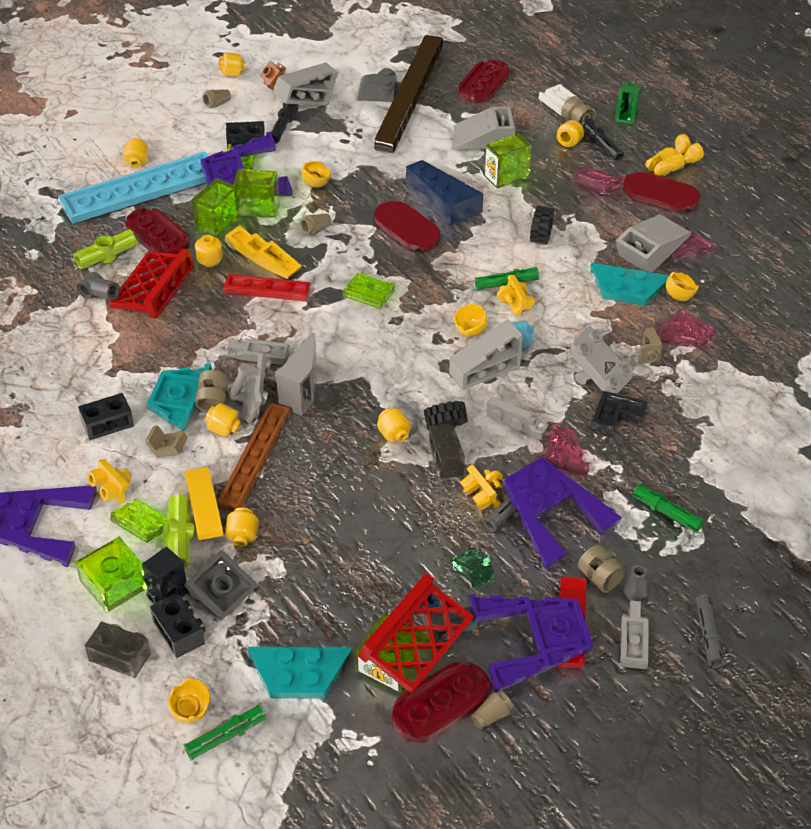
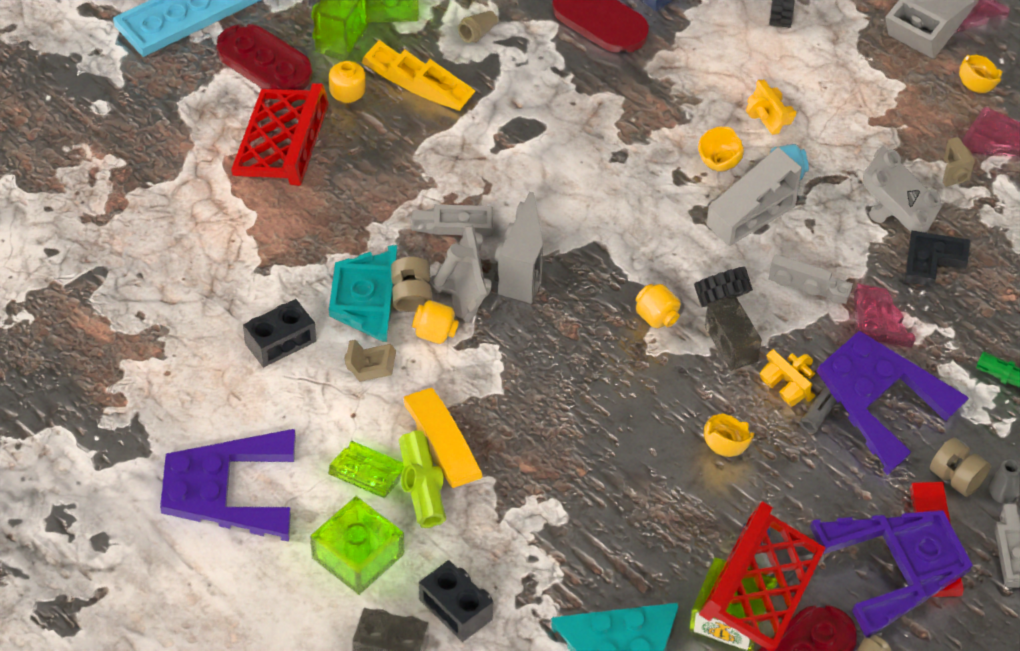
camera: 10 degrees left, 5 degrees up
(95, 285) = (205, 147): dark grey piece -> none
(105, 249) = (204, 92): lime piece -> none
(113, 481) = (317, 421): yellow hips -> none
(164, 576) = (427, 541): black brick -> none
(220, 585) = (496, 543): dark grey slope -> none
(241, 527) = (500, 463): yellow head -> none
(254, 457) = (487, 367): dark orange tile -> none
(267, 287) = (436, 126): red tile -> none
(368, 290) = (573, 117): clear neon green plate -> none
(422, 524) = (727, 435): none -> yellow hair
(474, 565) = (803, 480): clear green bracket -> none
(501, 279) = (748, 83): green pin -> none
(627, 284) = (907, 75): teal wing -> none

